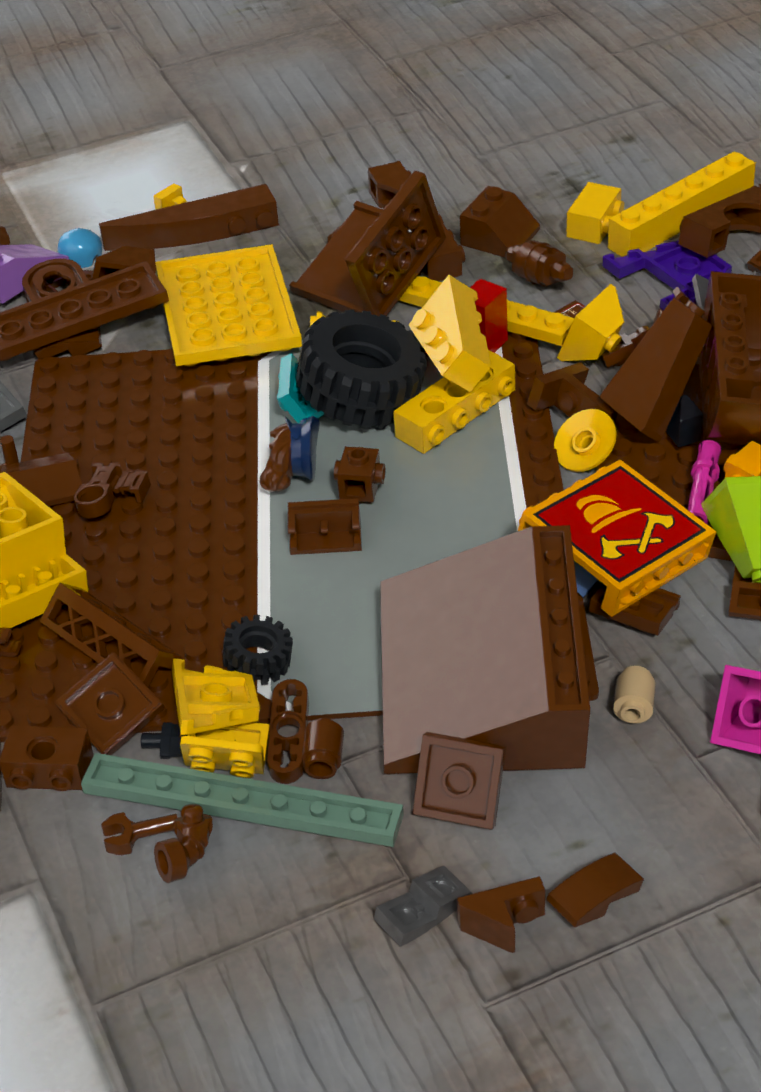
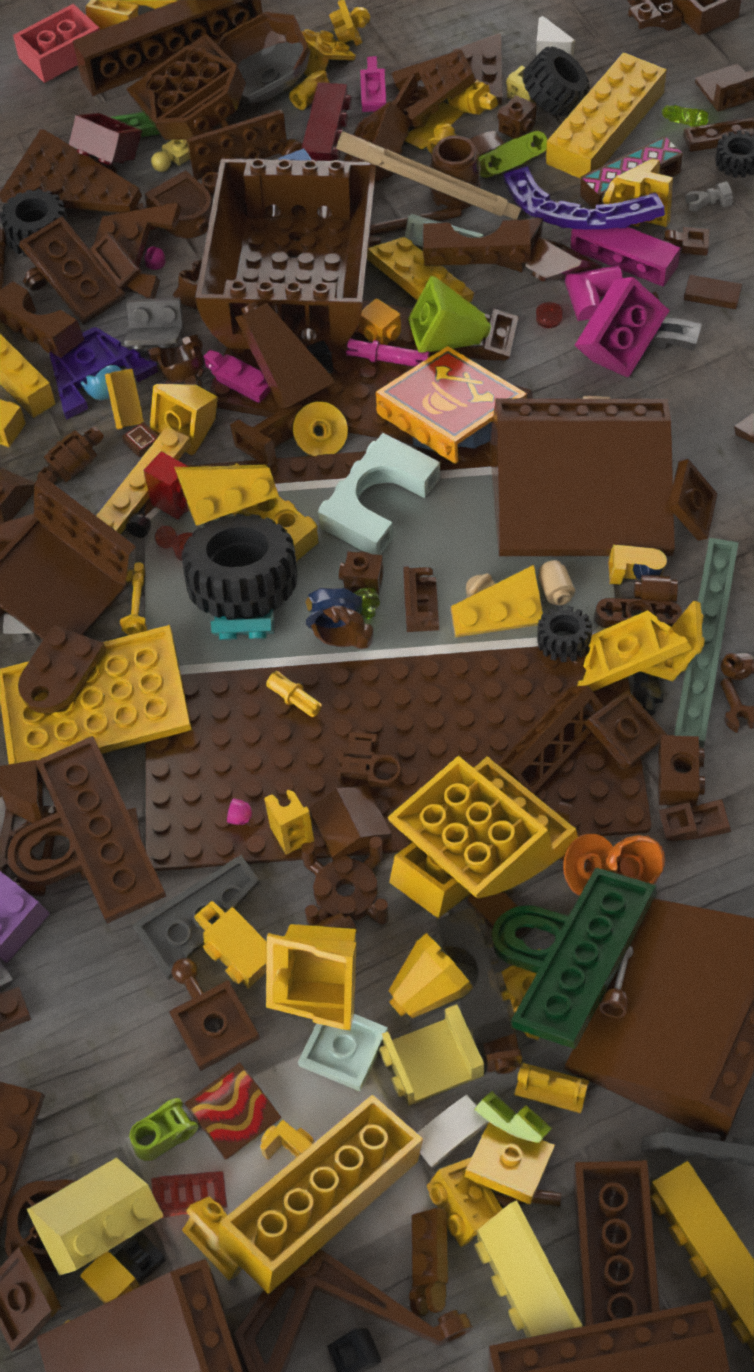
camera: 90 degrees left, 15 degrees up
(35, 419) = (289, 823): none -> yellow hinge
(71, 400) = (239, 812): none -> dark pink hinge
(206, 432) = (293, 693): none -> yellow axle
(259, 273) = (59, 668): none -> reddish brown plate
(307, 596) = (500, 607): none -> yellow wing
(323, 482) = (370, 601): none -> clear neon green tile
(336, 644) = (556, 583): none -> tan brick
(339, 582) = (478, 583): none -> tan tile
(364, 736) = (633, 562): none -> yellow leg
(457, 459) = (384, 462): none -> light aqua arch
(615, 268) = (124, 398): none -> yellow panel
(646, 278) = (97, 386): none -> dark azure hair

